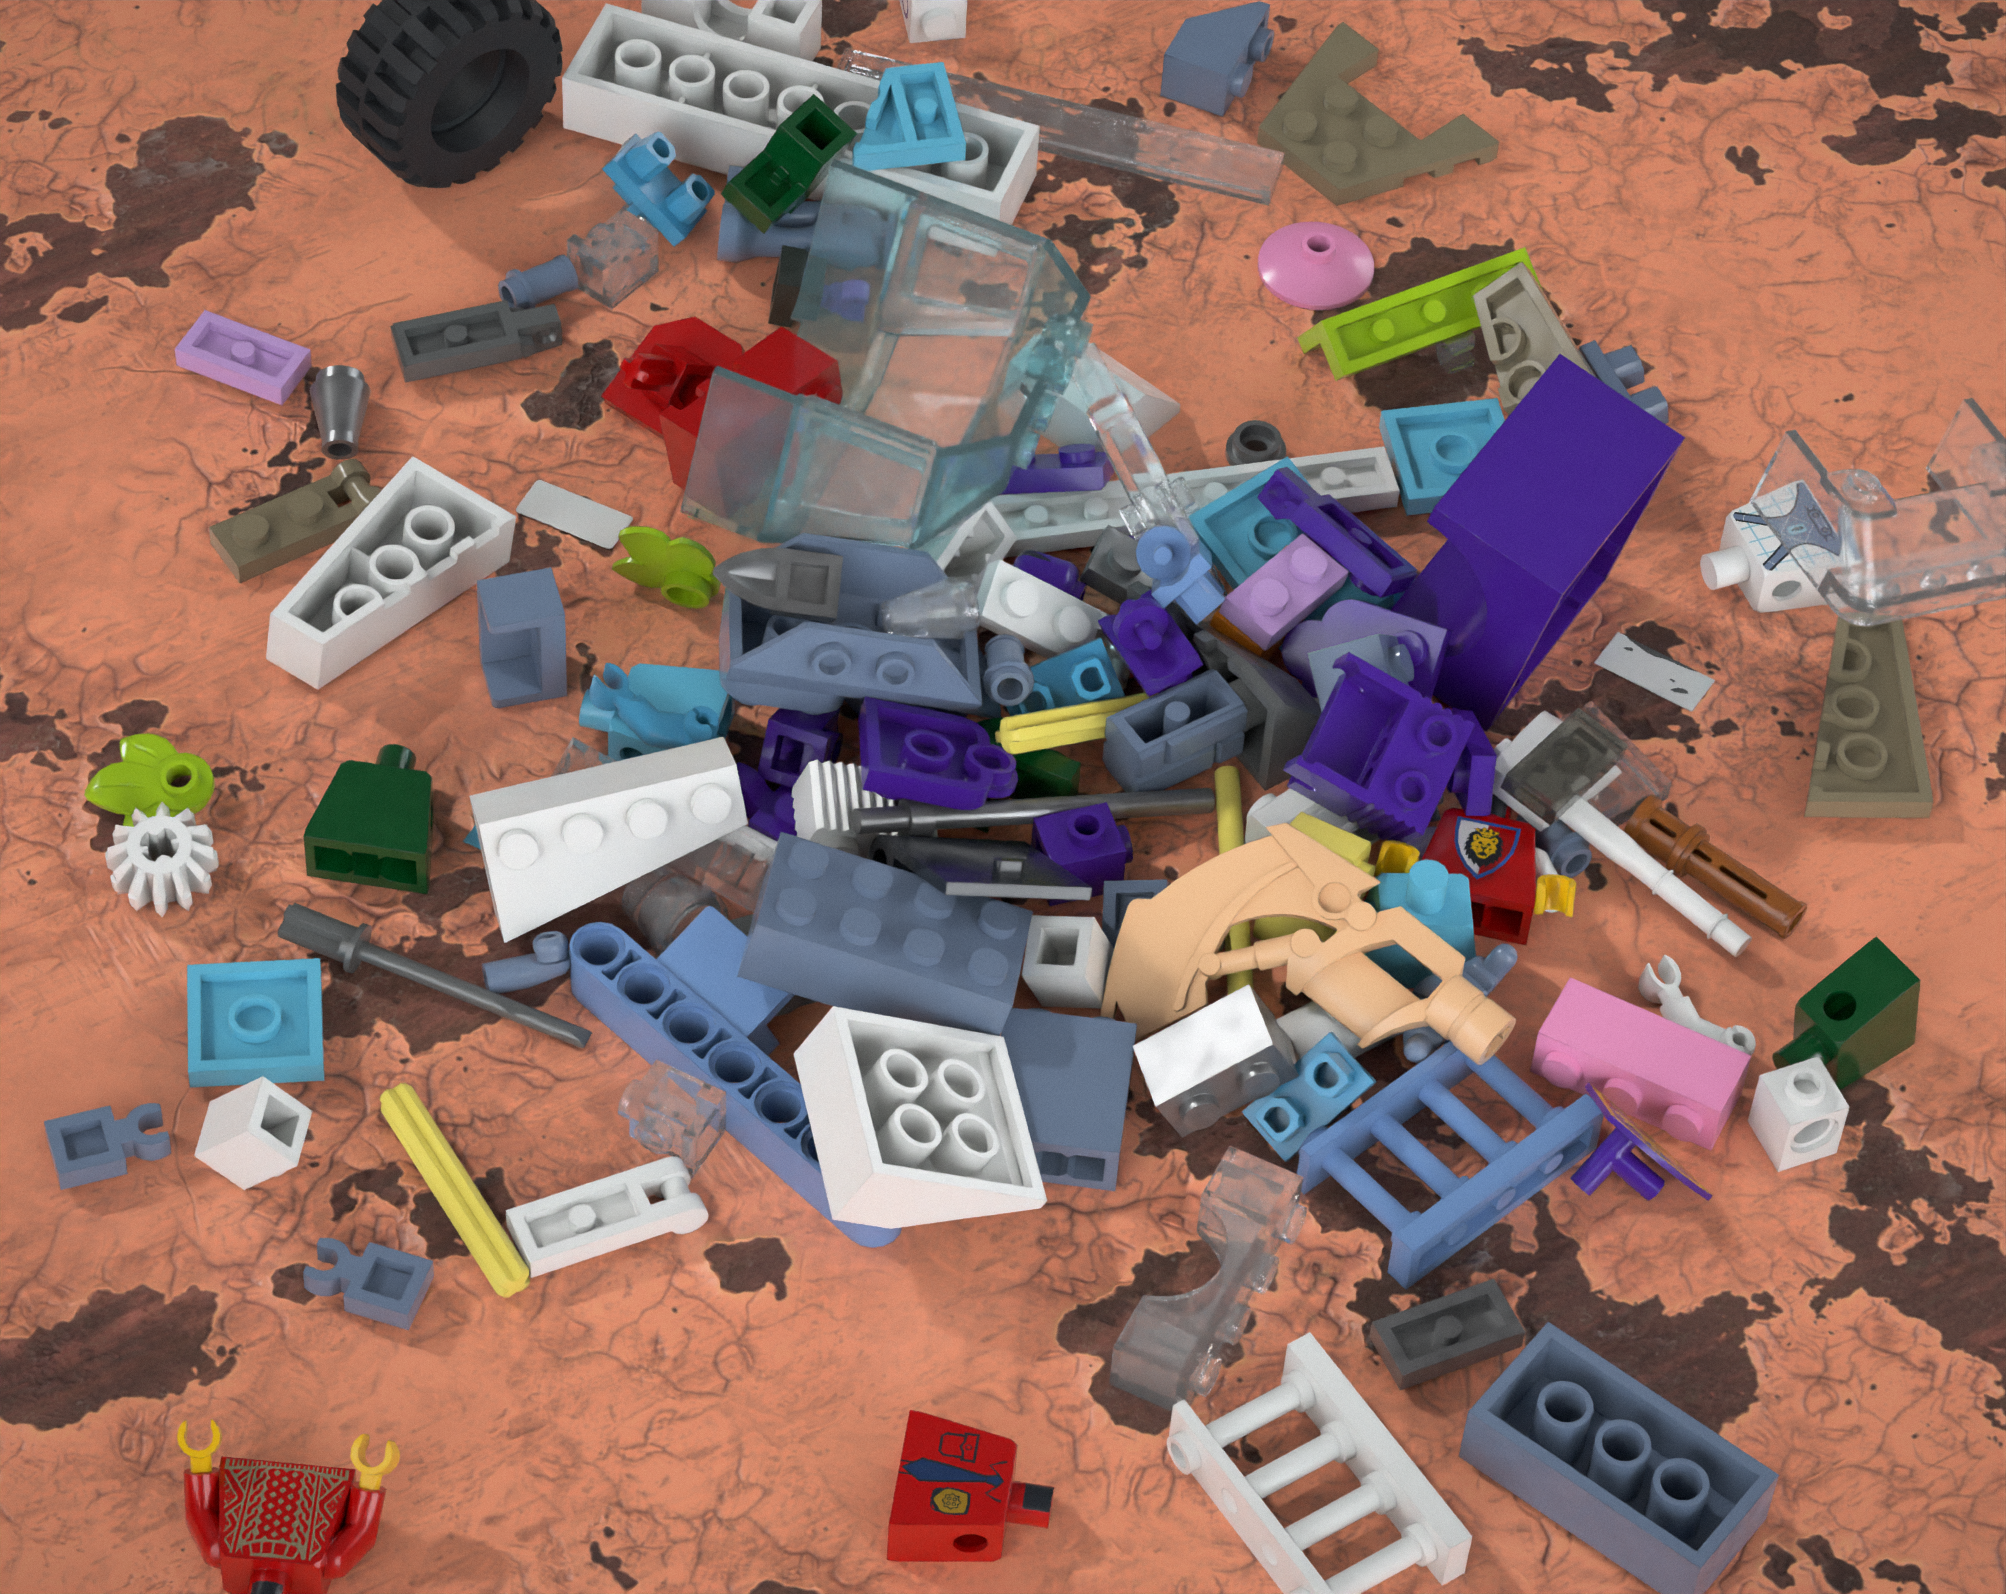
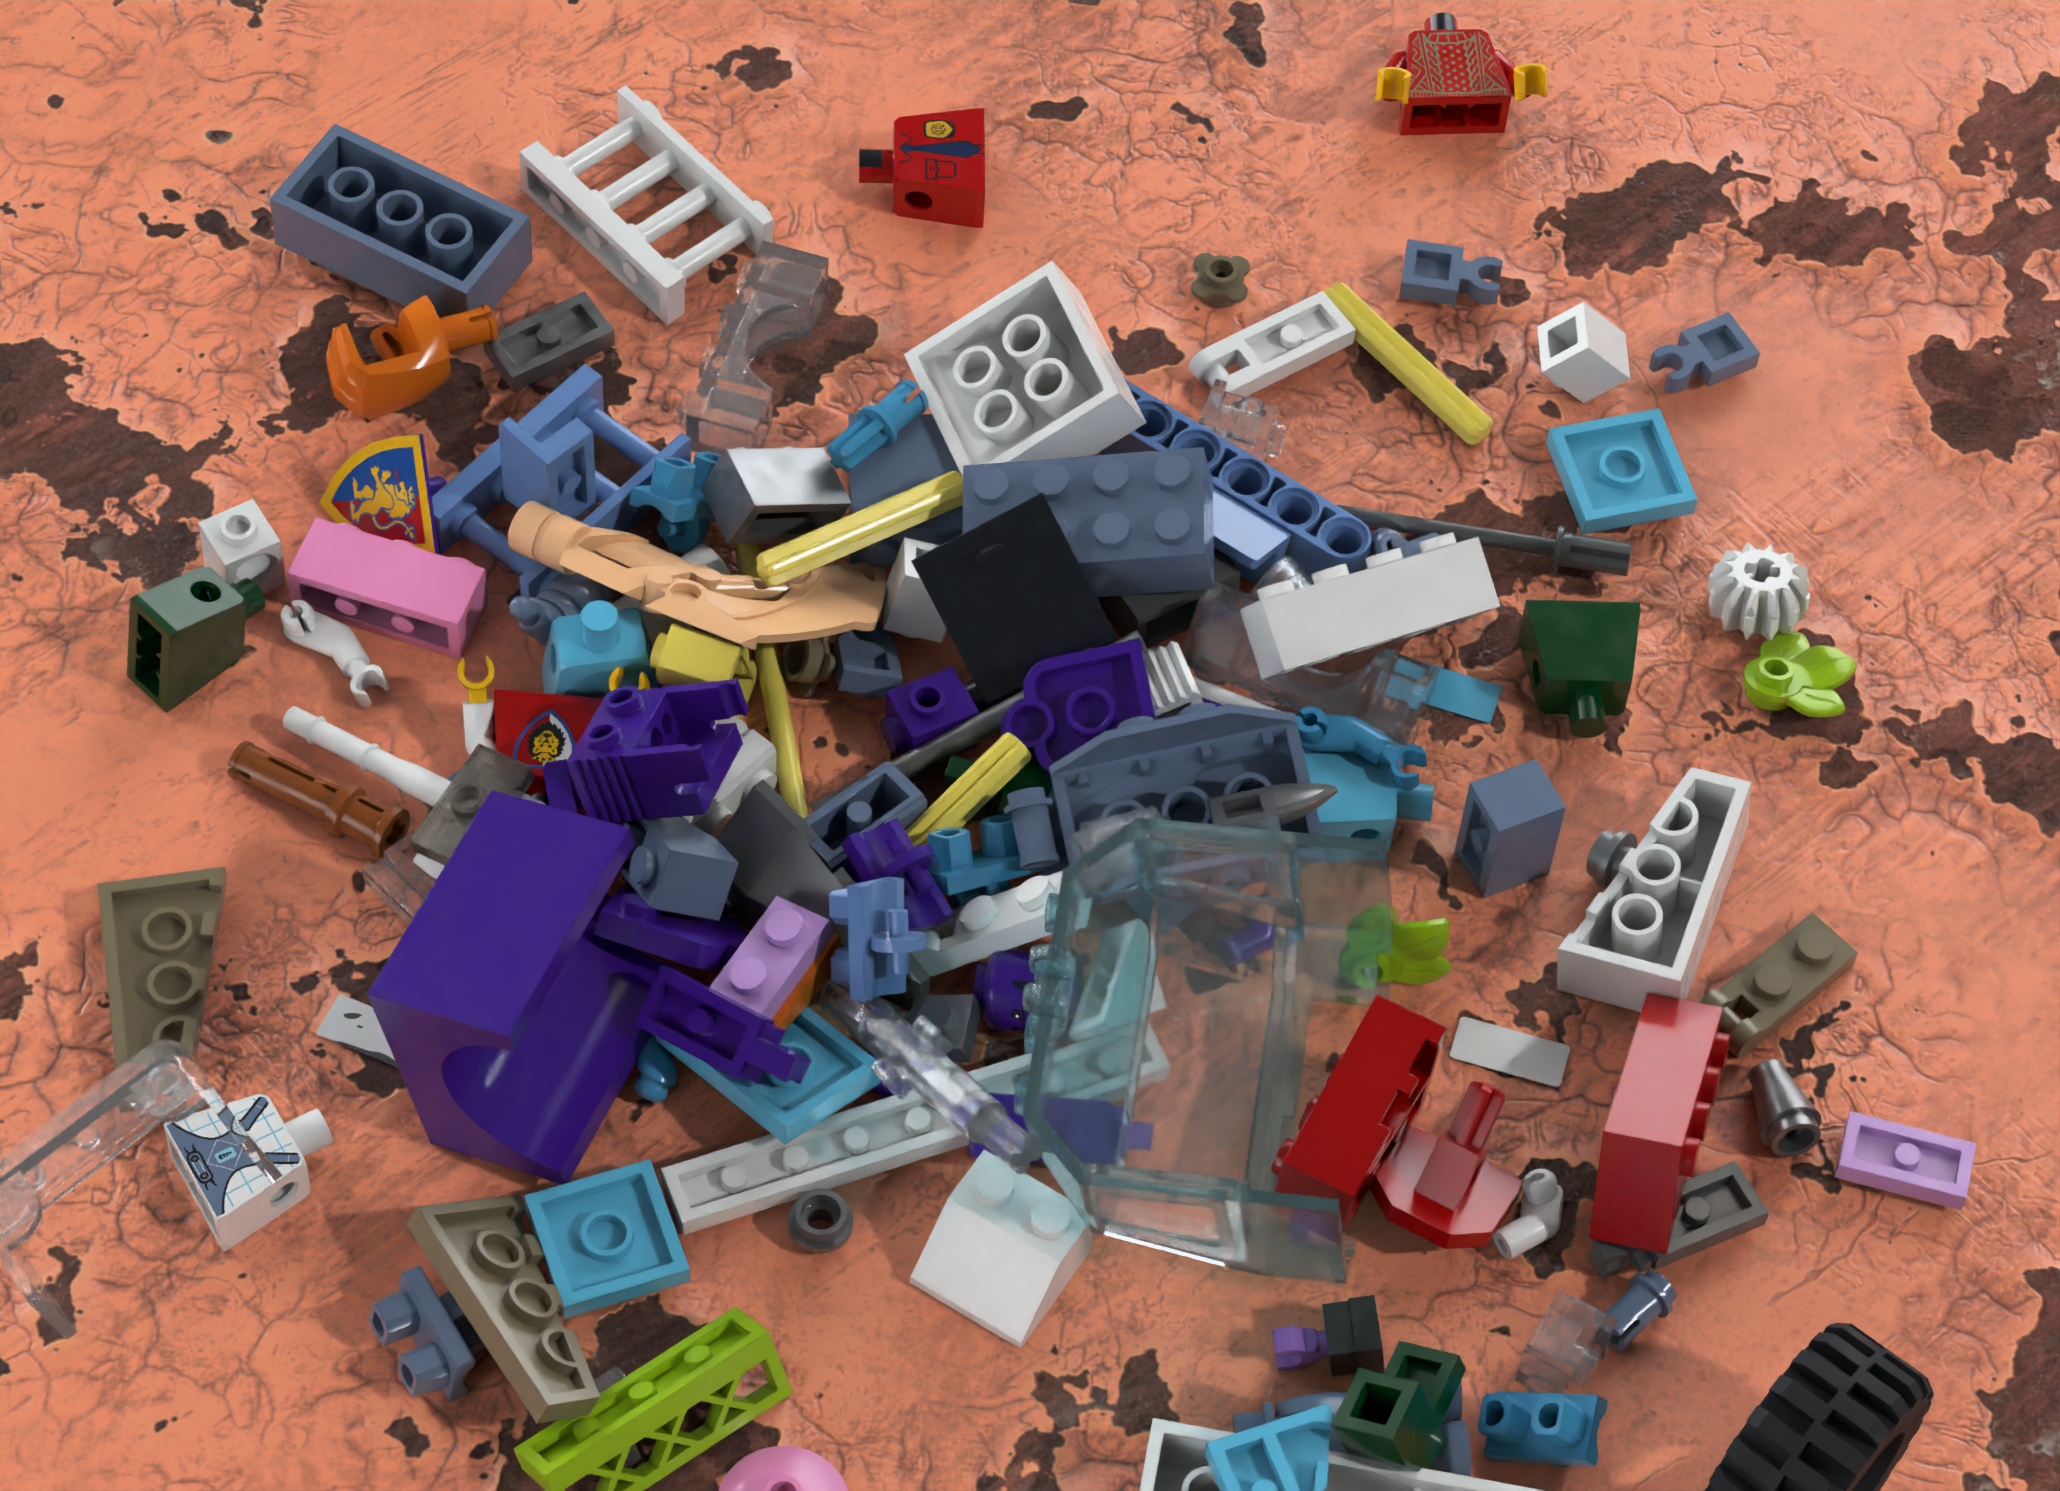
camera: 170 degrees right, 5 degrees up
(416, 636) = (1607, 855): none -> flat silver plate
(470, 366) = (1657, 1121): none -> red wedge
(598, 367) = (1538, 1218): none -> white arm
(636, 1332) = (1219, 291): none -> dark tan plate
(1092, 1104) = (876, 426): none -> dark azure axle
(1128, 986) = (860, 529): none -> light yellow axle
(1470, 1064) = (549, 472): none -> medium blue panel
(1620, 1287) = (411, 354): none -> orange piece

